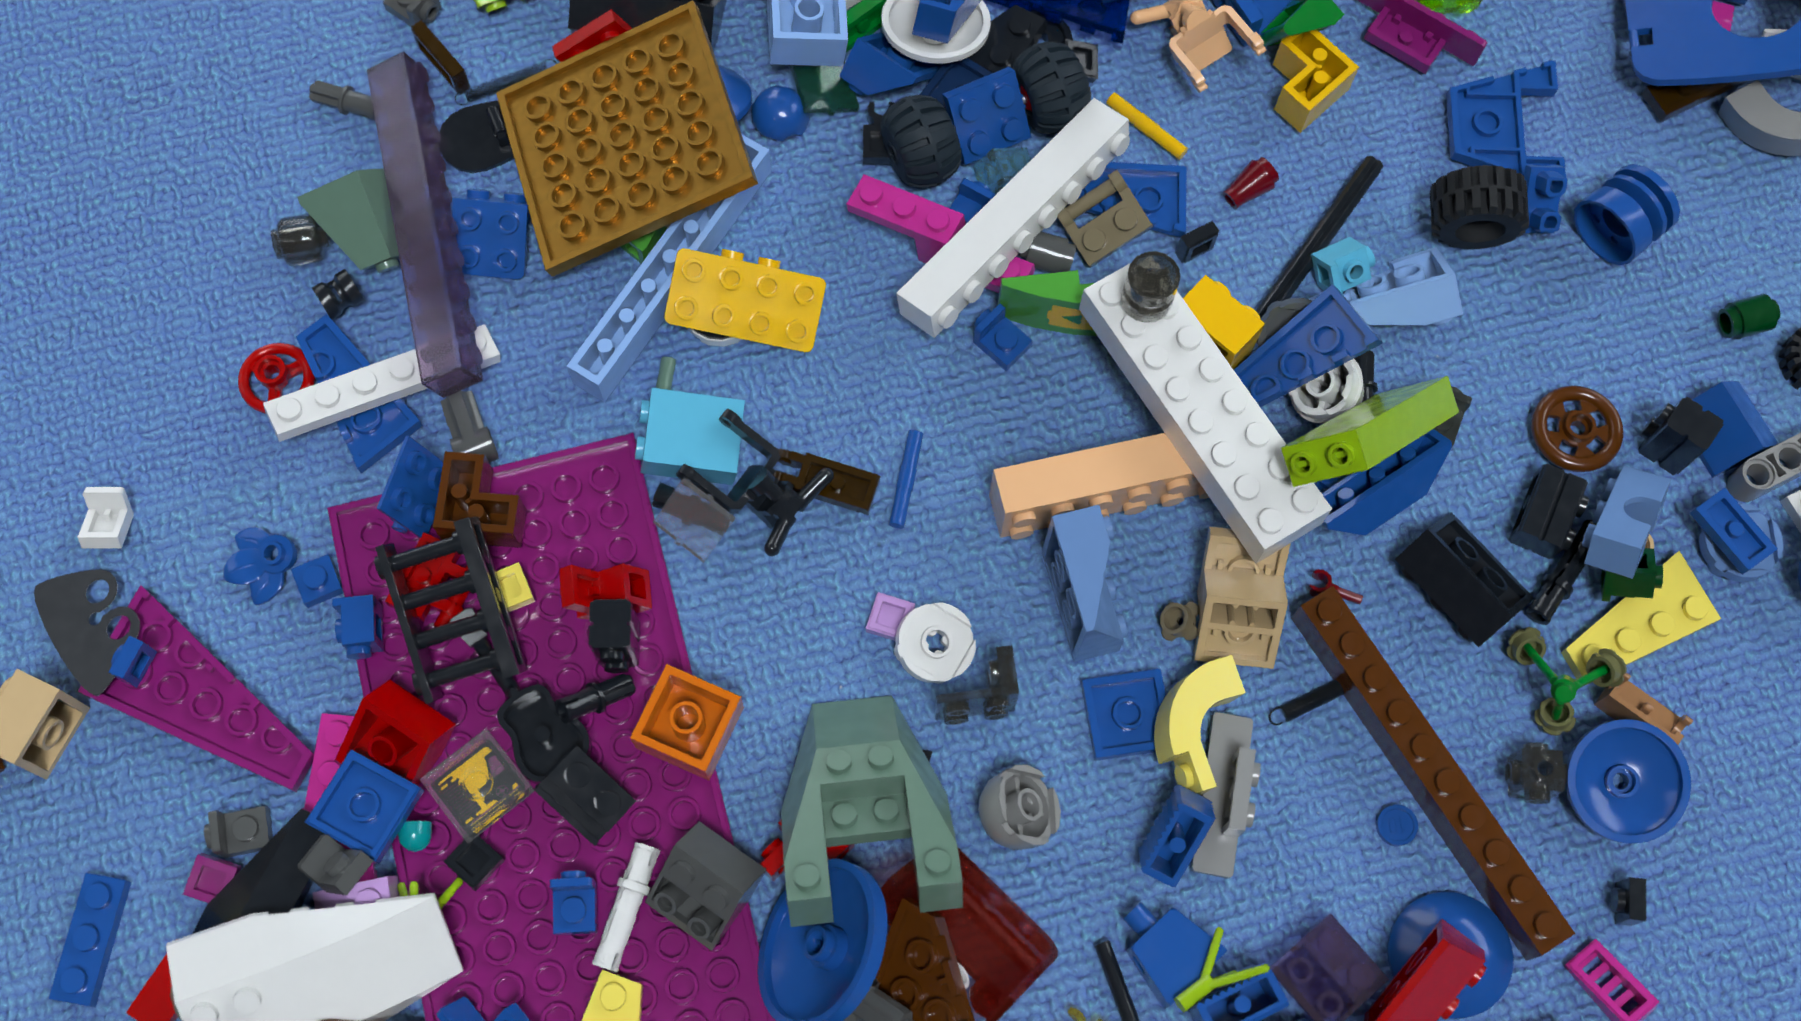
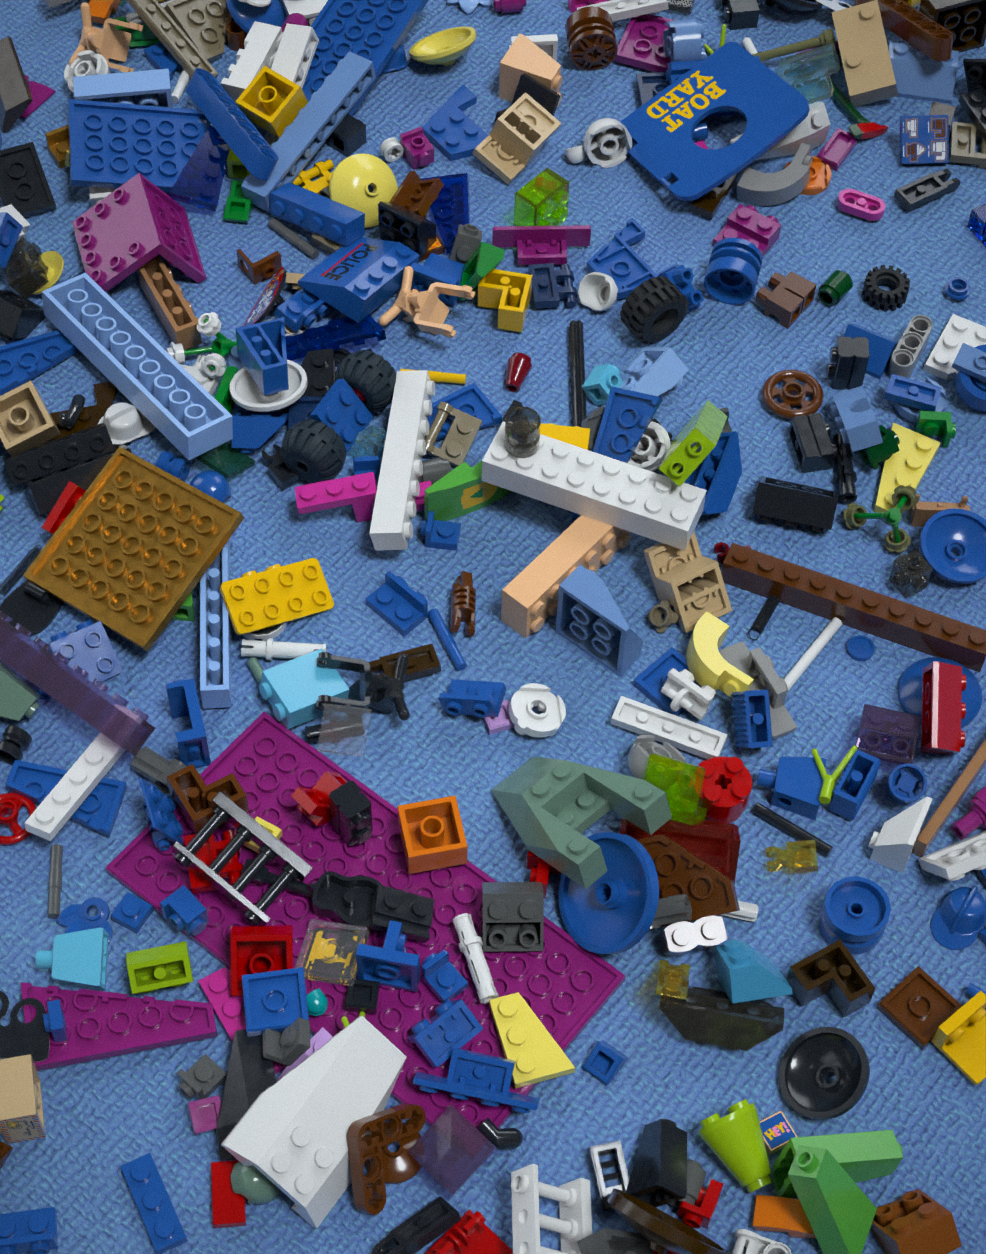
camera: 35 degrees left, 15 degrees down
(214, 602) = (78, 959): none -> medium azure torso
(268, 487) = (55, 881): none -> dark grey piece
(286, 671) = (159, 967): none -> lime brick
(523, 972) = (446, 1030): none -> blue bracket
(529, 840) = (391, 963): none -> blue bracket
(535, 410) = (192, 742): none -> blue panel
(594, 697) = (364, 858): black axle -> none
(698, 361) = (273, 649): none -> white pin
(754, 54) = (177, 467): none -> blue wheel
(875, 577) = (473, 698): none -> blue bracket
(881, 399) = (398, 604): none -> blue bracket
(956, 447) = (463, 604): none -> reddish brown hinge
(990, 702) = (593, 714): clear smoke bracket -> none
(1002, 867) = (681, 784): none -> clear neon green bracket
(1074, 773) = (668, 728): none -> white plate
(1095, 886) = (725, 788): none -> red brick
(1121, 746) = (686, 694): none -> white hips
(1325, 792) = (812, 652): none -> white bar
(1373, 86) = (545, 289): none -> dark blue plate
(1431, 136) = (597, 291): none -> white hair
(1673, 295) = (788, 299): none -> reddish brown hips
(1696, 168) = (752, 226): none -> magenta plate
(1734, 589) = (936, 424): none -> green bracket

